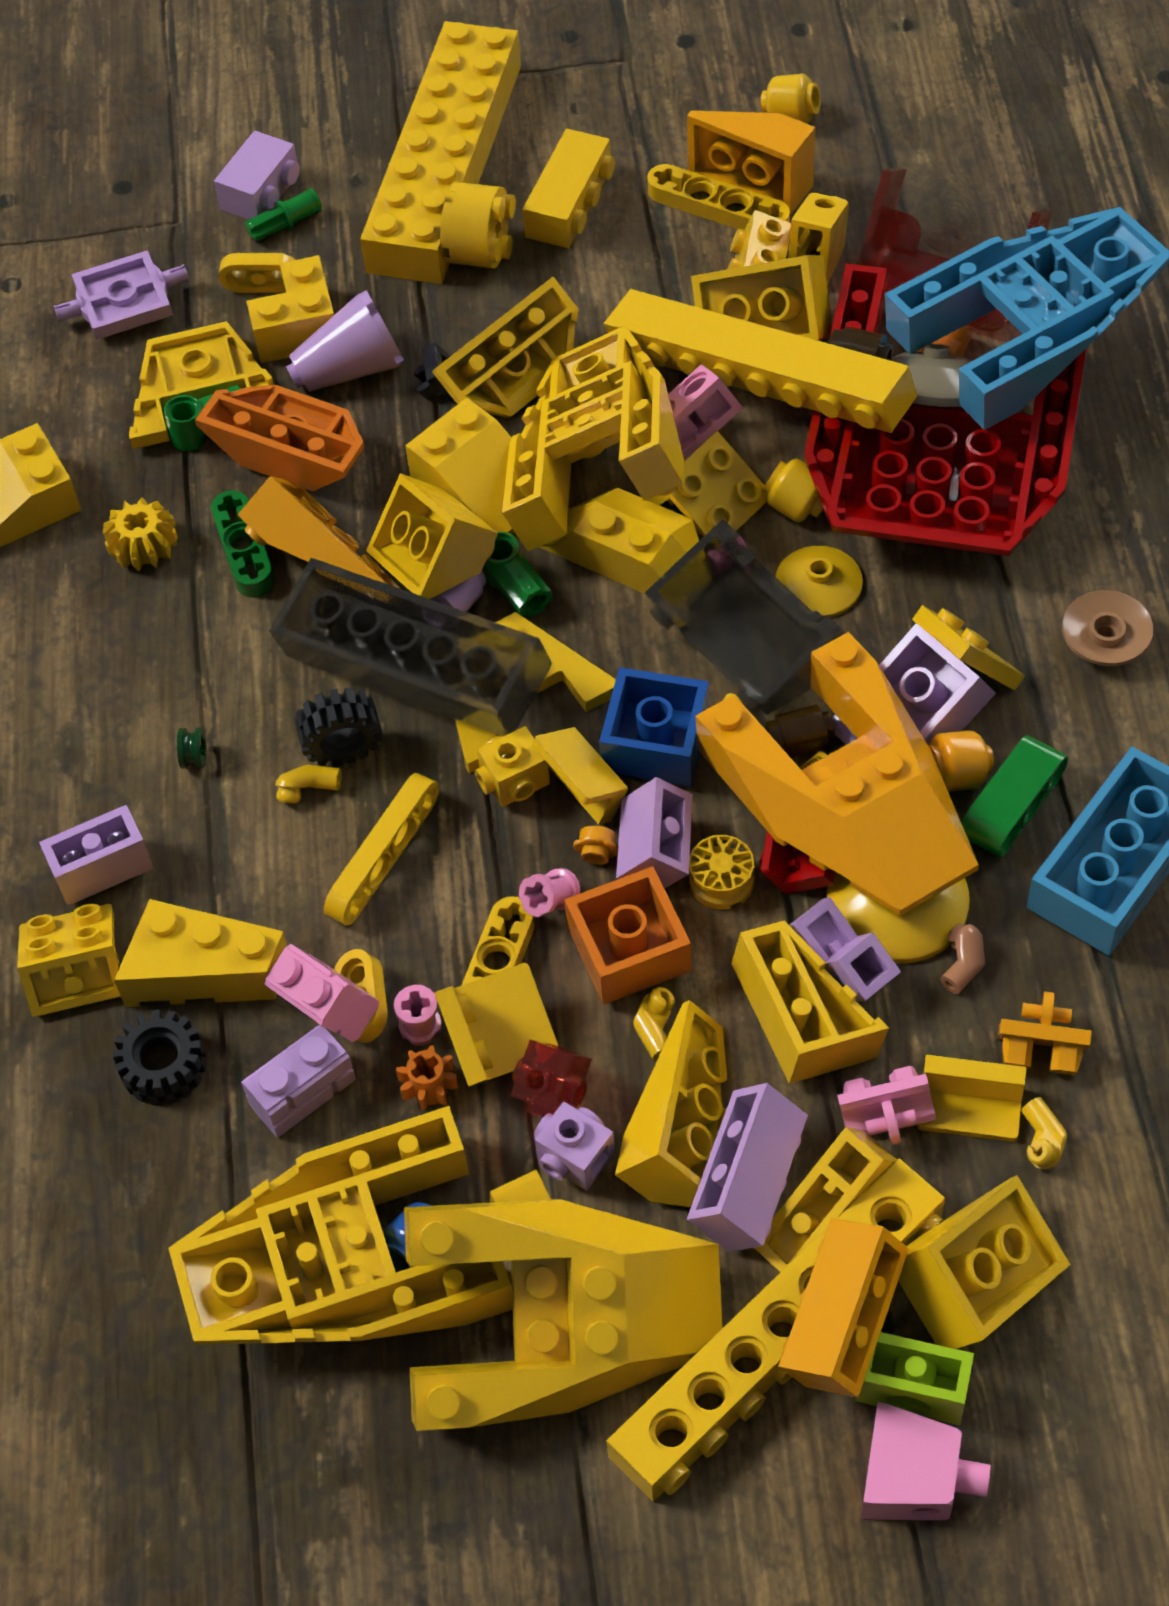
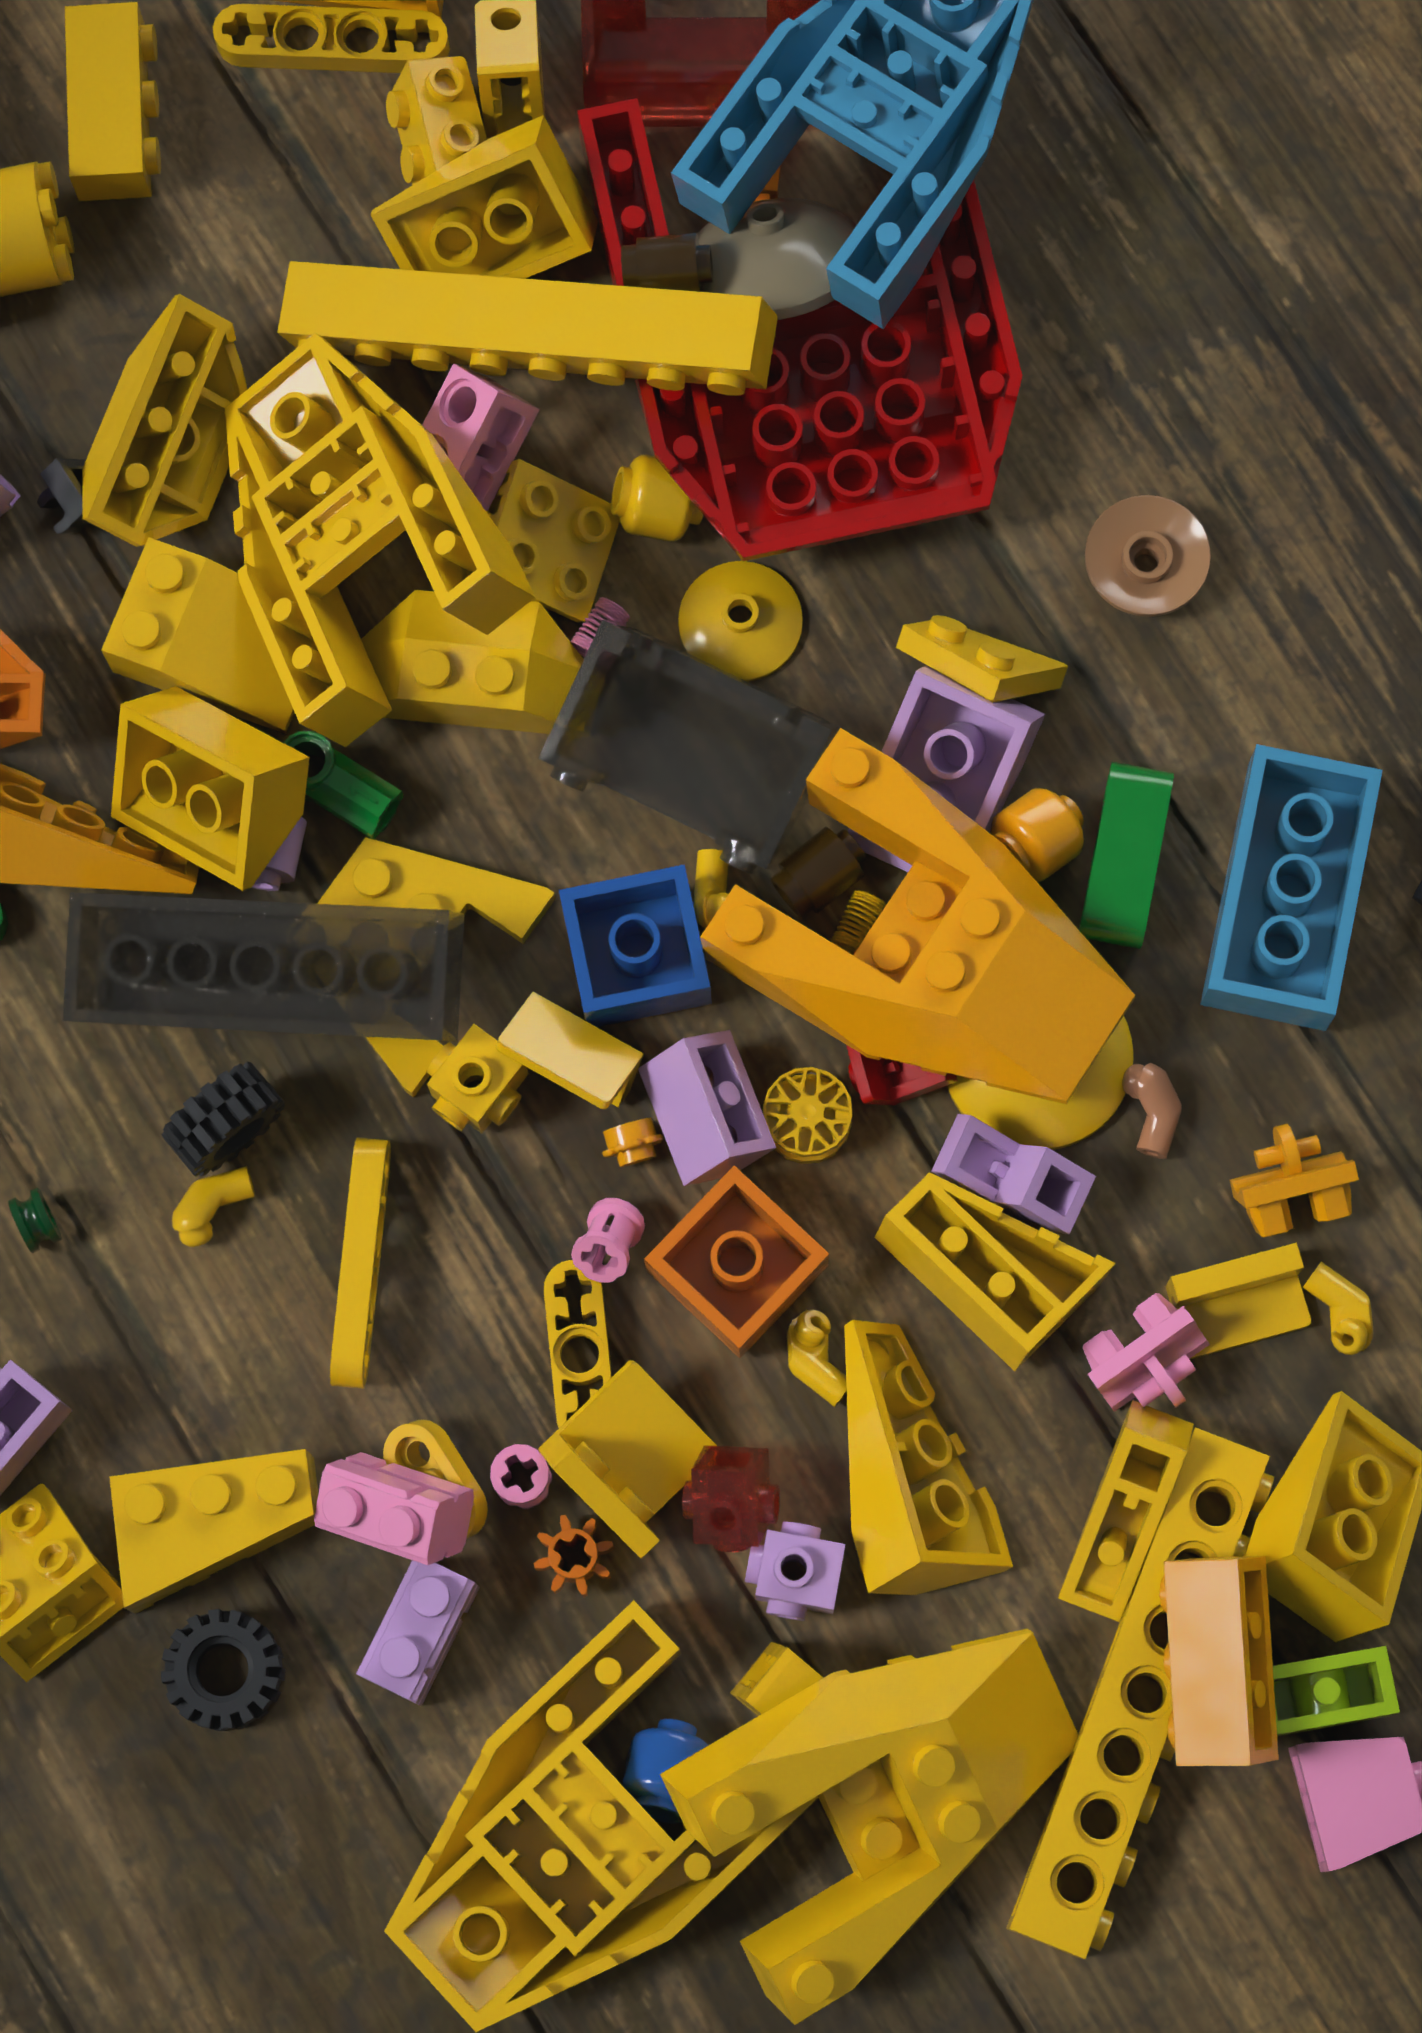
camera: 25 degrees left, 20 degrees up
(747, 1168) = (1020, 1513): lavender brick -> none

